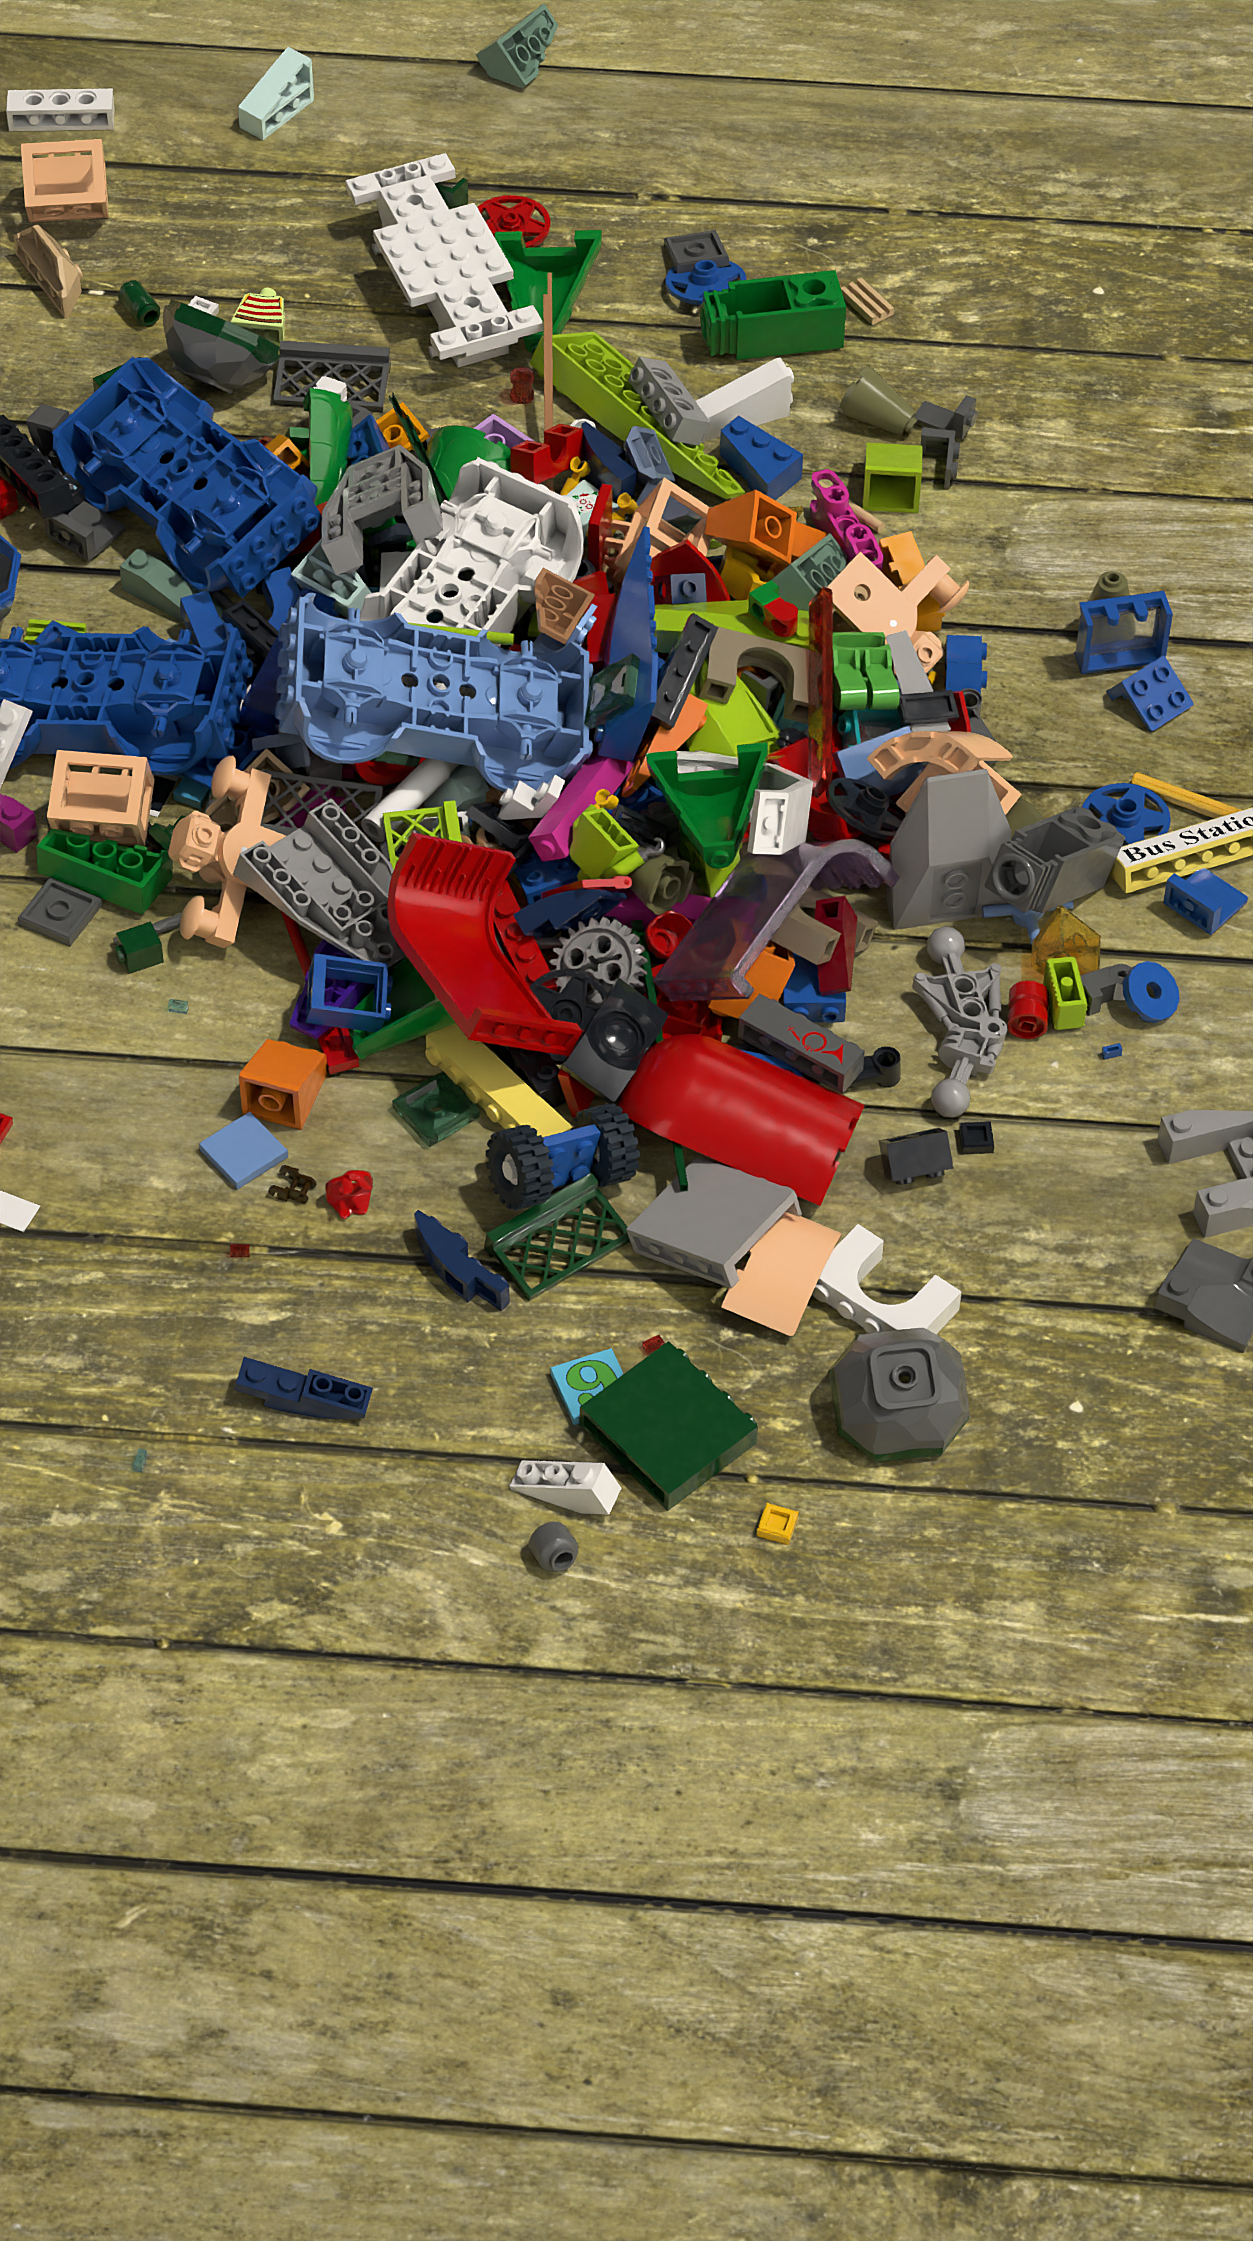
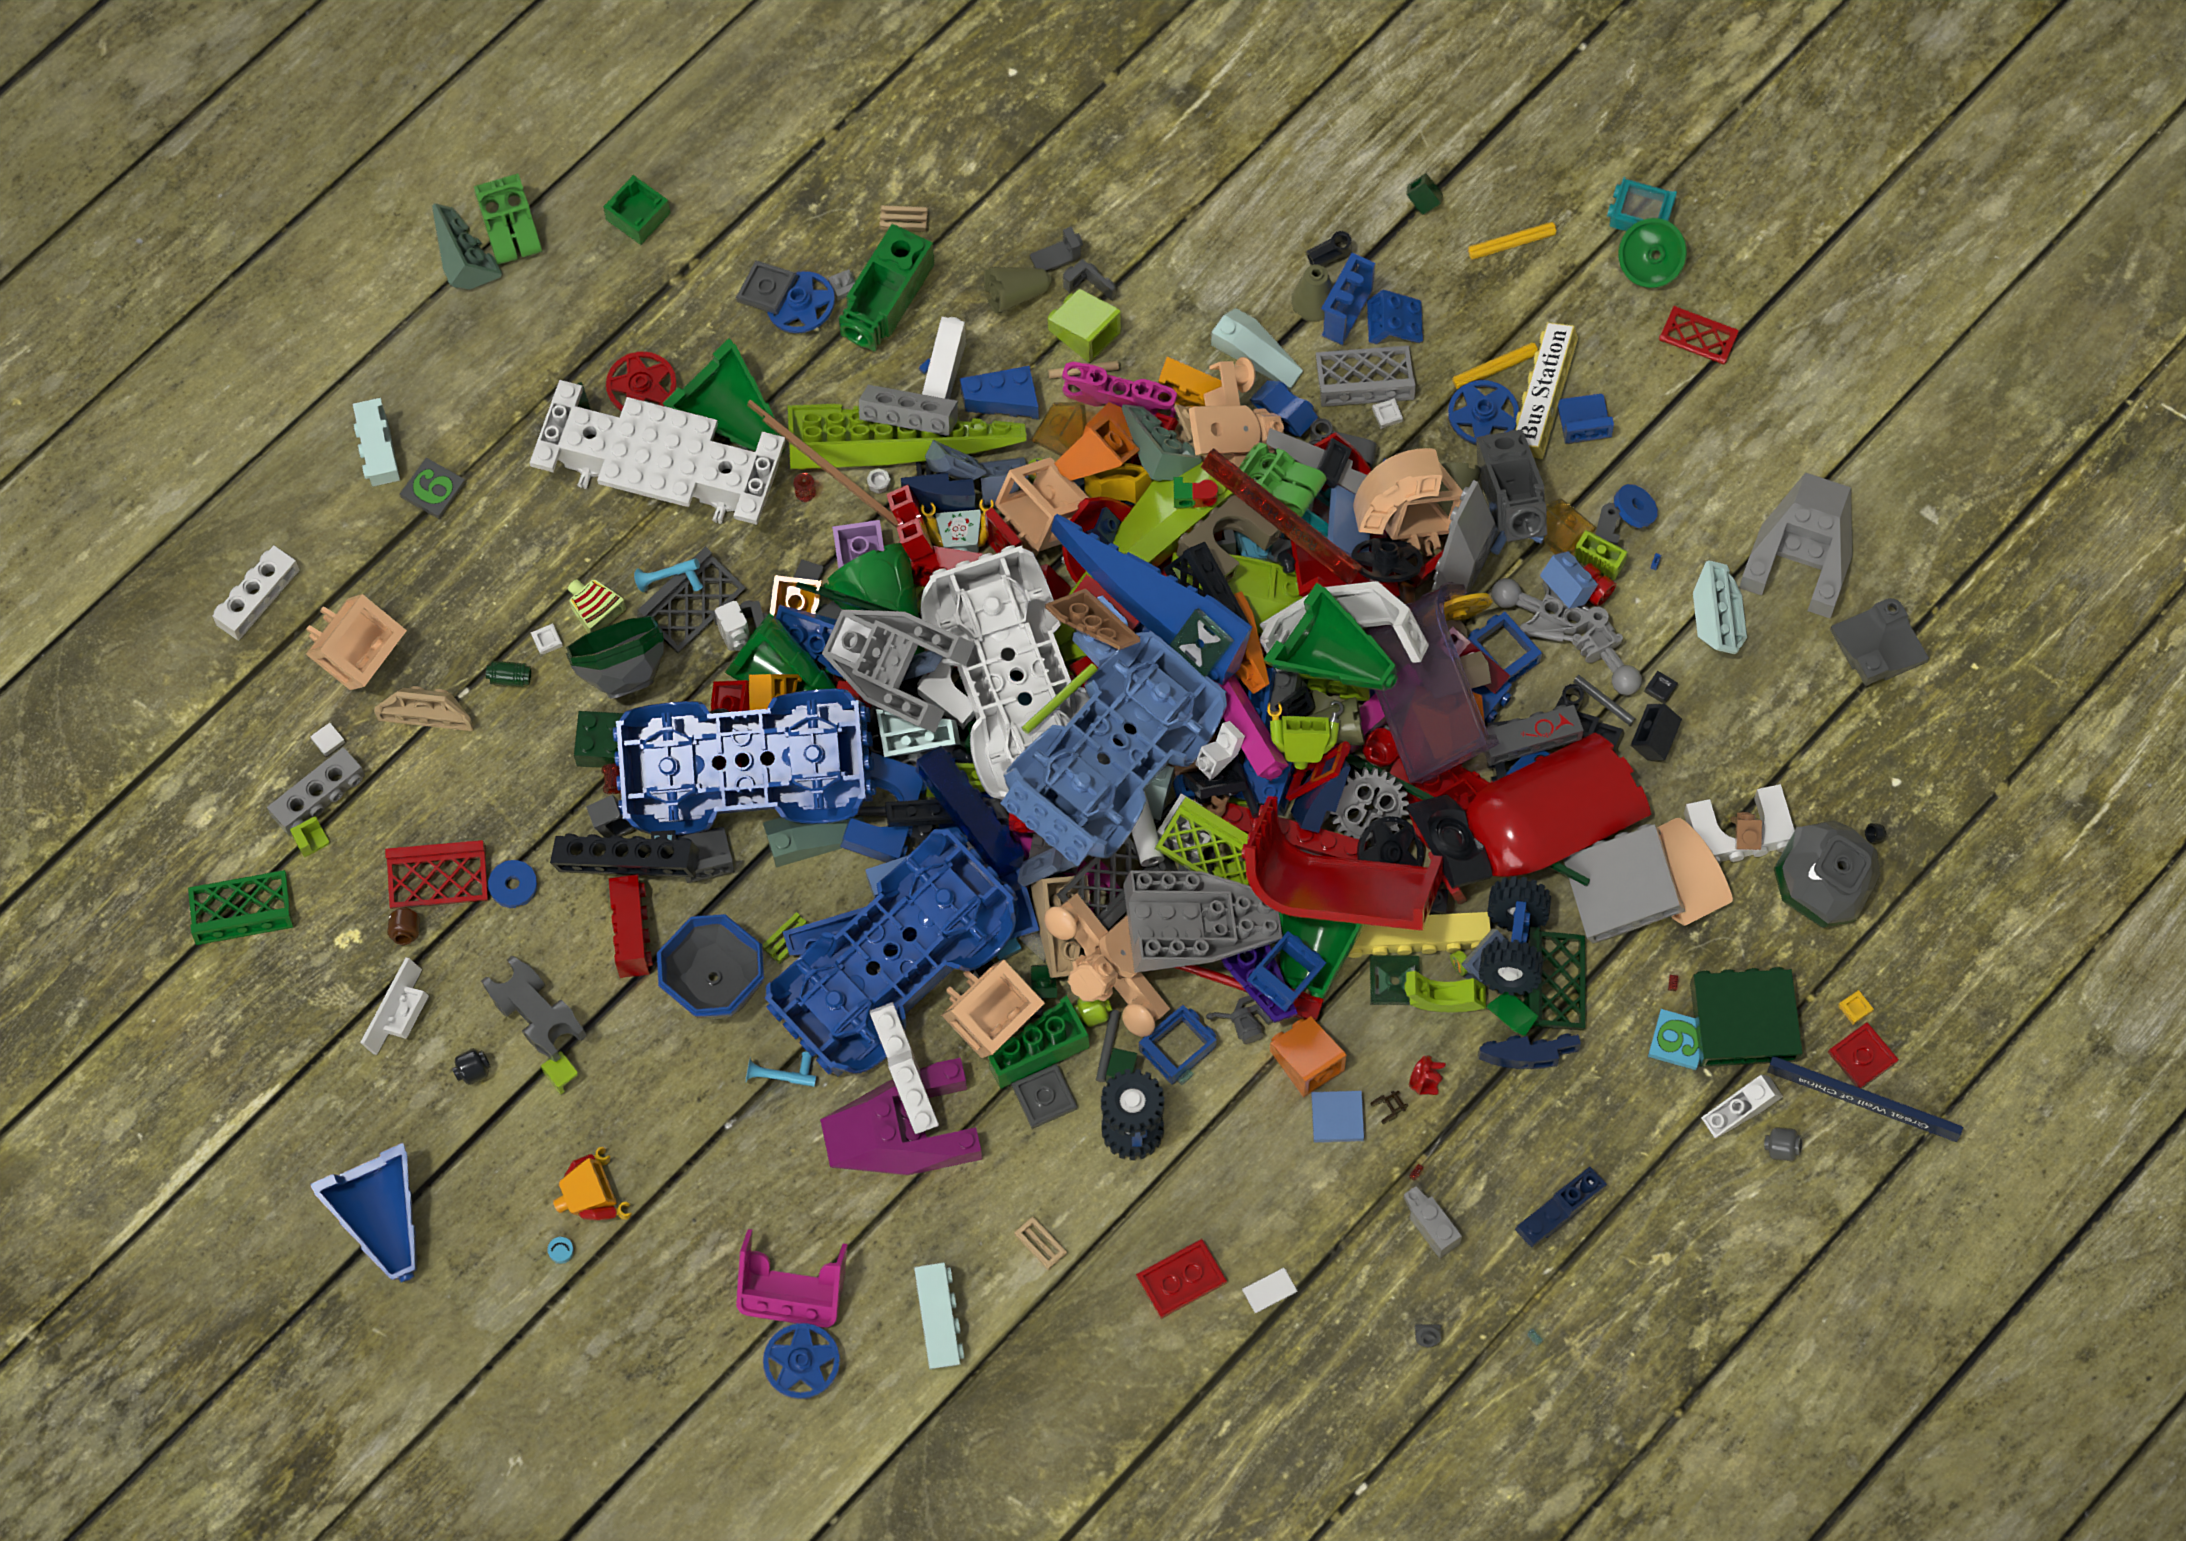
camera: 50 degrees left, 15 degrees up
(64, 1364) = (1428, 1334): none -> dark grey plate
(79, 942) = (1132, 1114): none -> black plate
(180, 887) = (1093, 1012): none -> lime head
(189, 1292) = (1432, 1222): none -> light grey hinge
(208, 955) = (1160, 1061): none -> blue window
(274, 161) = (432, 488): none -> dark grey tile
(275, 1018) = (1246, 1025): none -> dark grey piece
(319, 333) = (644, 579): none -> medium azure piece
(445, 1145) = (1444, 996): none -> lime arch
(481, 1217) = (1513, 1012): none -> green slope
(578, 50) = (496, 223): none -> bright green connector
(675, 1593) = (1865, 1099): none -> dark blue tile
(678, 127) = (637, 209): none -> green container
(727, 1564) = (1863, 1055): none -> red tile
(874, 1120) = (1593, 725): none -> black slope
(875, 1289) = (1747, 831): none -> medium nougat bracket
(881, 904) = (1466, 606): none -> yellow wheel
(891, 1007) = (1522, 664): none -> blue window
(913, 1111) = (1604, 700): none -> dark grey bar
(996, 1419) = (1875, 829): none -> black hinge
(1004, 974) = (1568, 579): none -> medium blue brick
(1007, 606) = (1245, 337): none -> light aqua wedge
(1045, 749) = (1387, 413): none -> white tile
(1057, 718) = (1366, 390): none -> light grey fence
(1111, 1129) = (1719, 609): none -> light aqua wedge
(1181, 603) = (1328, 251): none -> black piece

